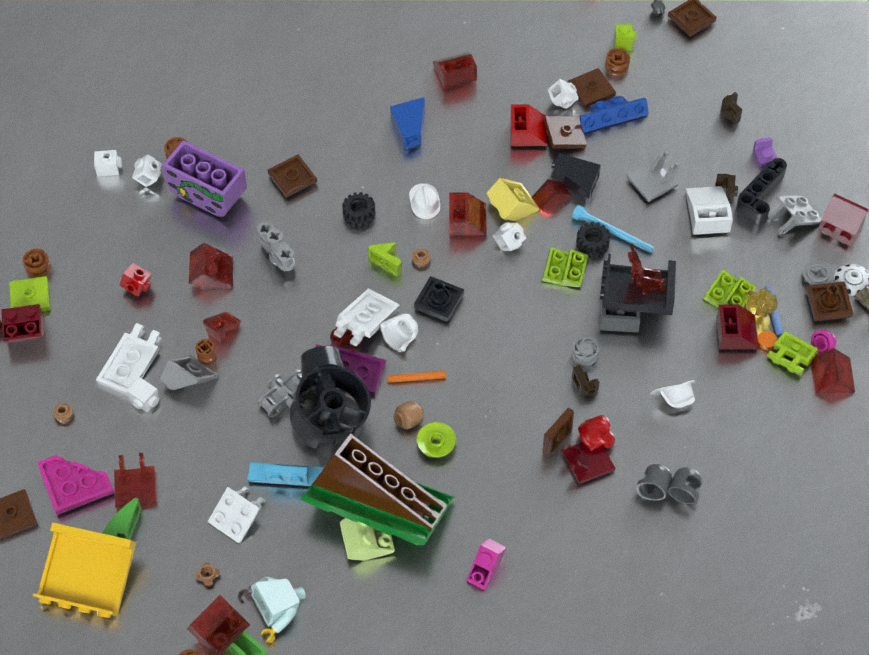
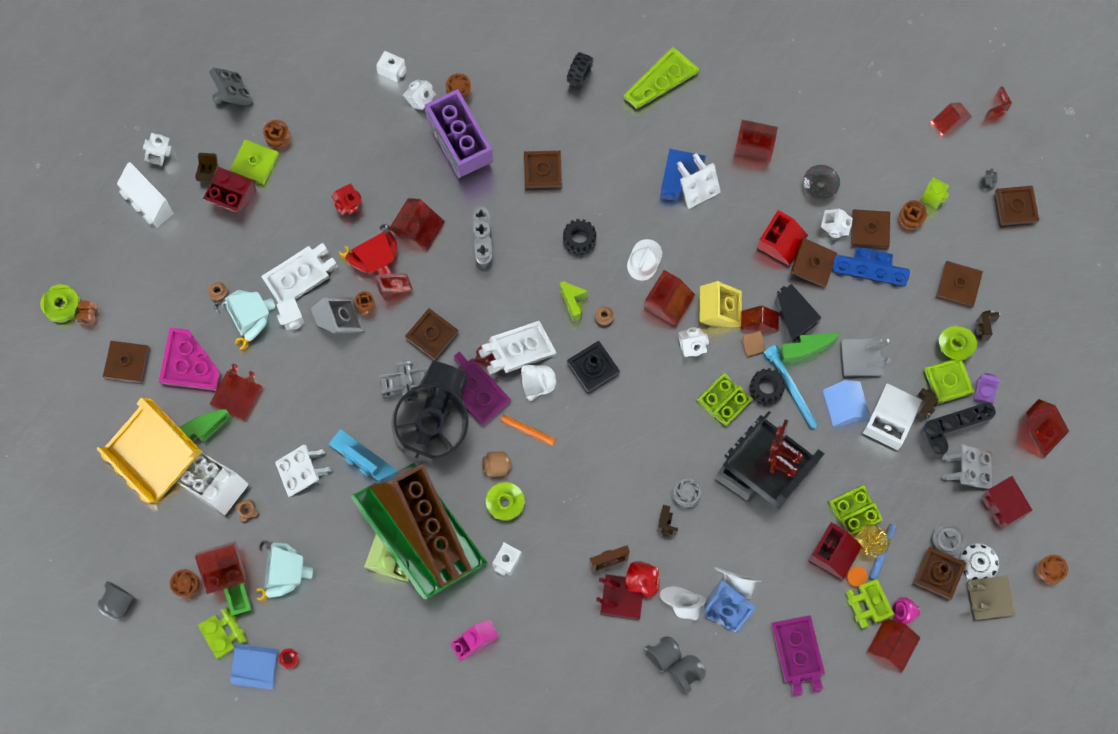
camera: 30 degrees right, 15 degrees up
(104, 413) = (248, 313): none -> light aqua torso
(162, 568) = (213, 483): none -> white slope
(186, 310) = (373, 253): none -> red torso
(274, 86) = (580, 69): none -> black tyre
(281, 346) = (431, 334): none -> reddish brown plate
(346, 61) = (663, 76): none -> lime wing
(433, 120) = (699, 185): none -> white plate
(470, 484) = (506, 560): none -> white brick
(529, 73) = (824, 175): none -> clear smoke dish
(558, 214) = (753, 343): none -> medium nougat slope
(604, 194) = (807, 347): none -> bright green slope
(645, 435) = (684, 602): none -> white piece
(663, 219) = (846, 403): none -> light blue slope
(682, 415) = (728, 606): none -> medium blue slope
(689, 91) = (959, 283): none -> reddish brown plate
(719, 130) = (959, 336): none -> lime dish
(732, 160) = (949, 380): none -> lime plate
(764, 422) = (799, 653): none -> magenta tile
(830, 153) = (1045, 426): none -> clear red slope

